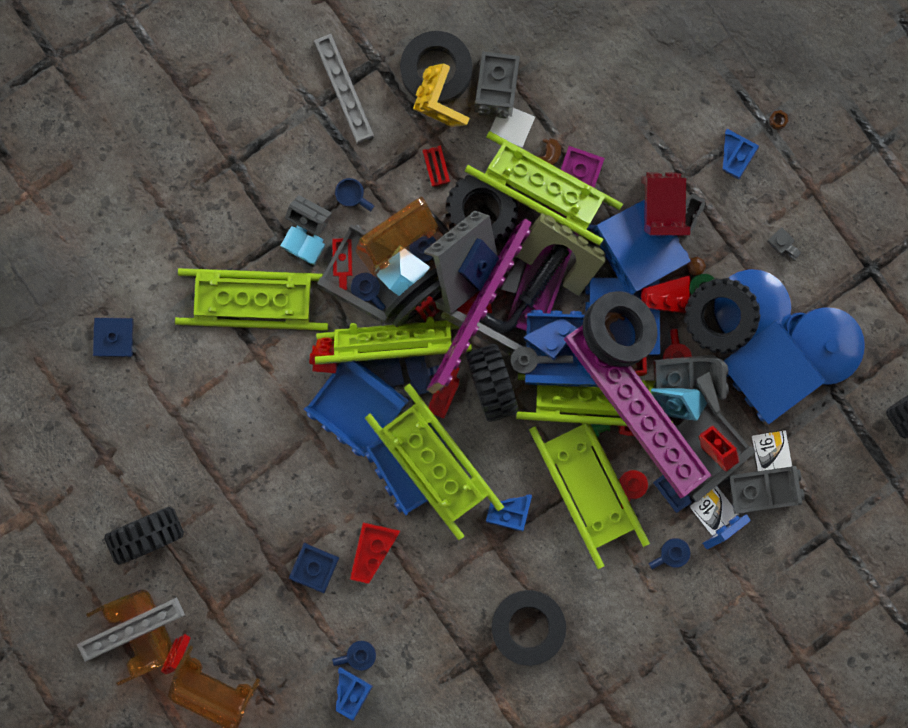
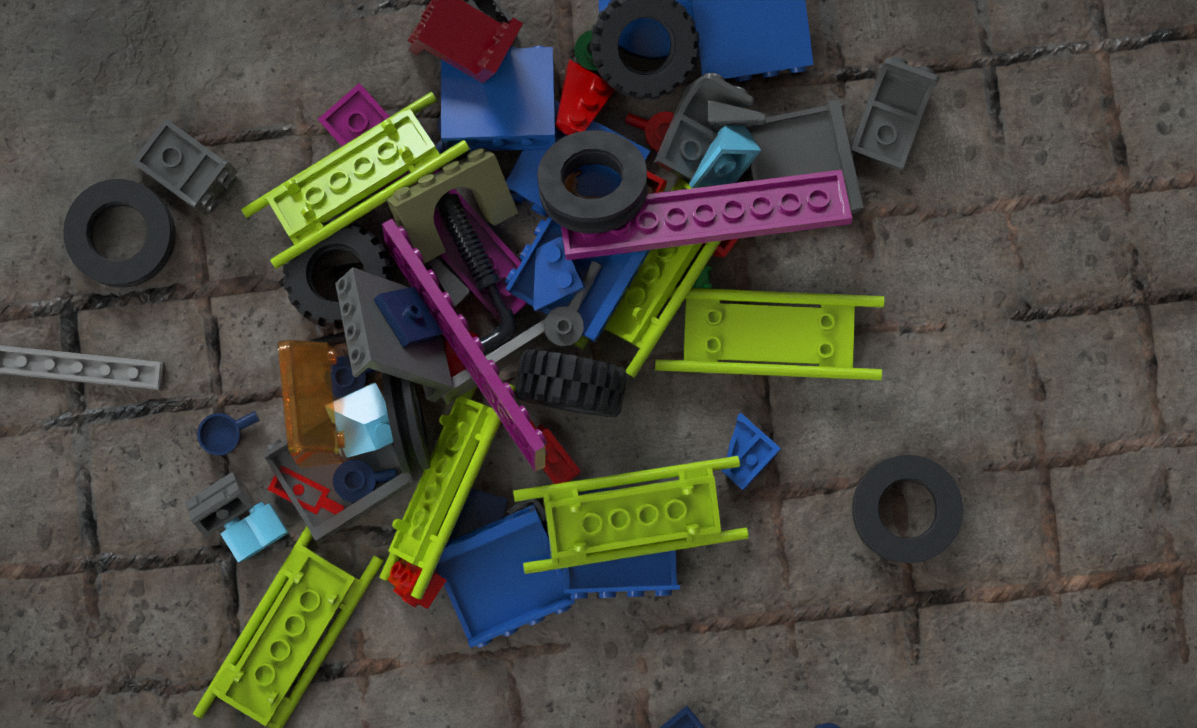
camera: 65 degrees left, 0 degrees up
(371, 550) = (700, 658): red wing -> none
(419, 373) = (506, 471): dark blue plate -> none
(429, 94) = (150, 260): yellow bracket -> none
(430, 301) = (424, 417): red tile -> none
(432, 150) = (224, 297): red tile -> none
(513, 128) = (254, 176): white sticker -> none
(553, 151) = (312, 143): reddish brown piece -> none
(634, 484) = (796, 275): red piece -> none
(670, 495) = (834, 235): dark blue plate -> none
(673, 553) = (911, 273): dark blue piece -> none
(696, 266) = (562, 44): reddish brown tile -> none
(713, 510) = (884, 193): sticker -> none
(719, 448) = (811, 142): red brick -> none
(725, 532) = (920, 191): blue wing -> none
(771, 450) = (847, 80): sticker -> none

